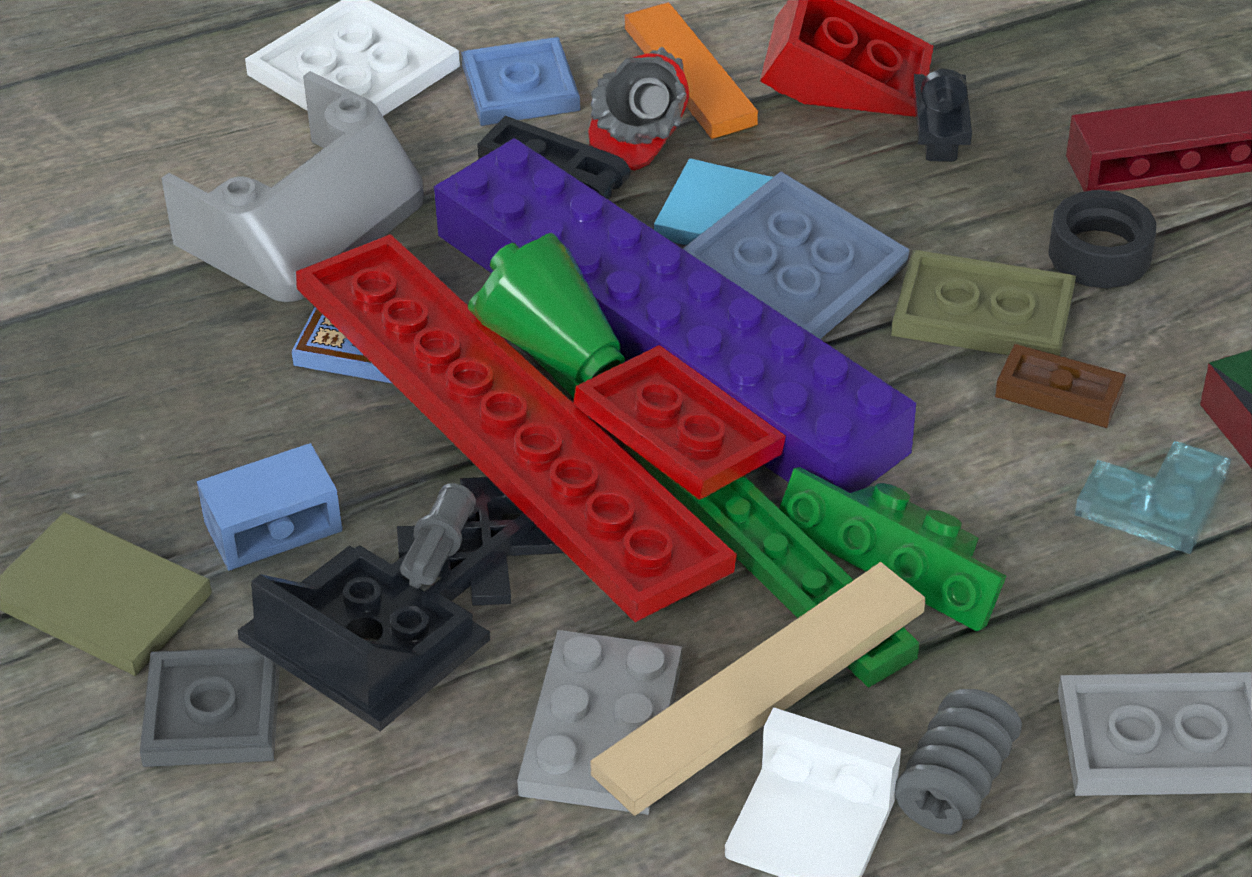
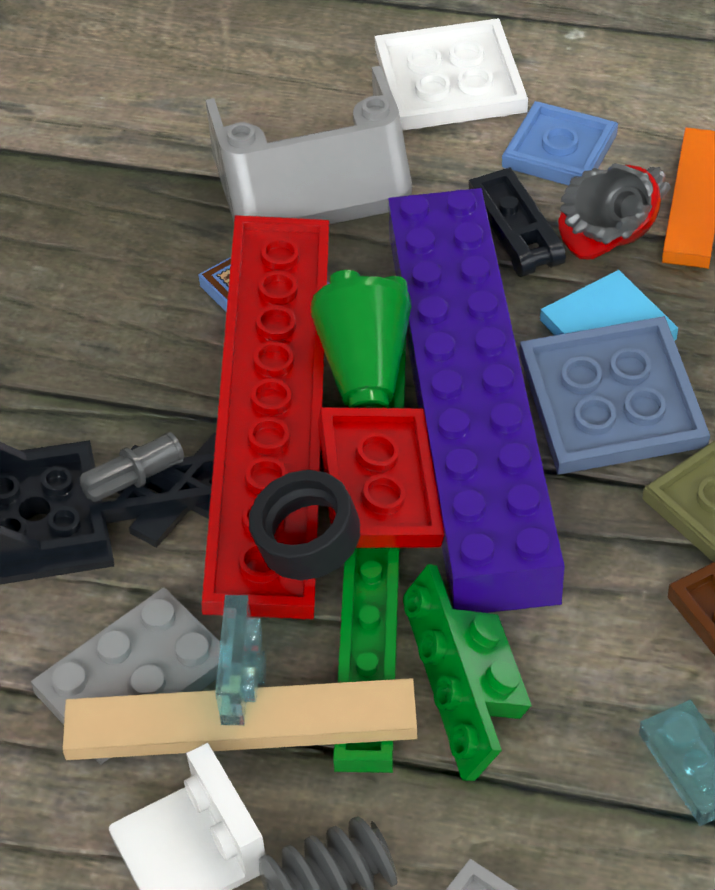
camera: 40 degrees right, 5 degrees up
(270, 506) = (72, 381): medium blue brick -> none
(669, 444) = (290, 494): none -> black tyre
(722, 632) = (240, 660): none -> clear light blue plate

